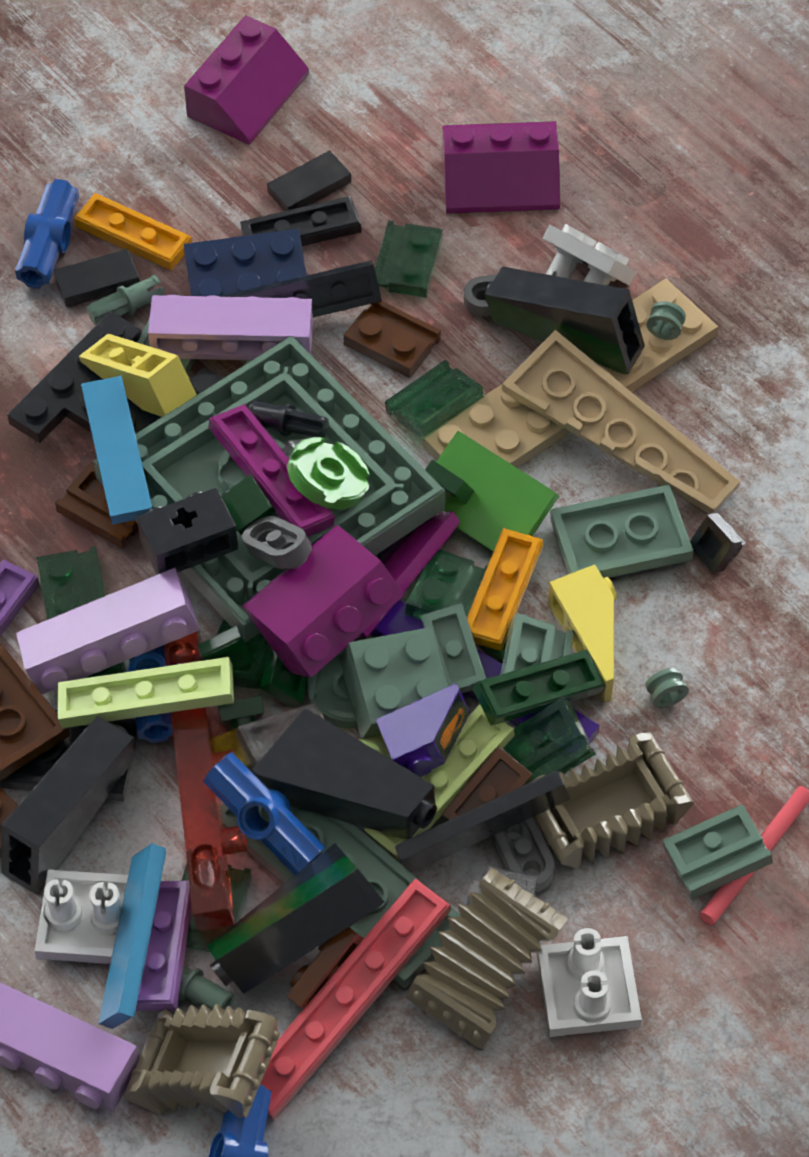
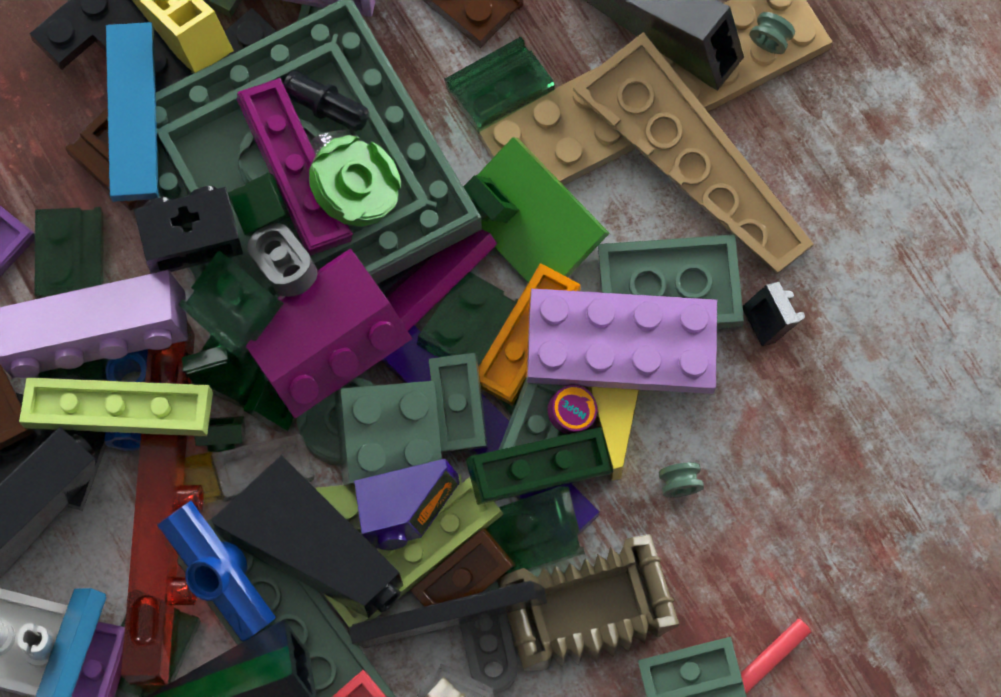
camera: 10 degrees right, 15 degrees up
(238, 583) = (231, 304): none -> clear green plate
(558, 637) = (572, 409): none -> magenta tile
(591, 575) = (622, 341): none -> lavender plate

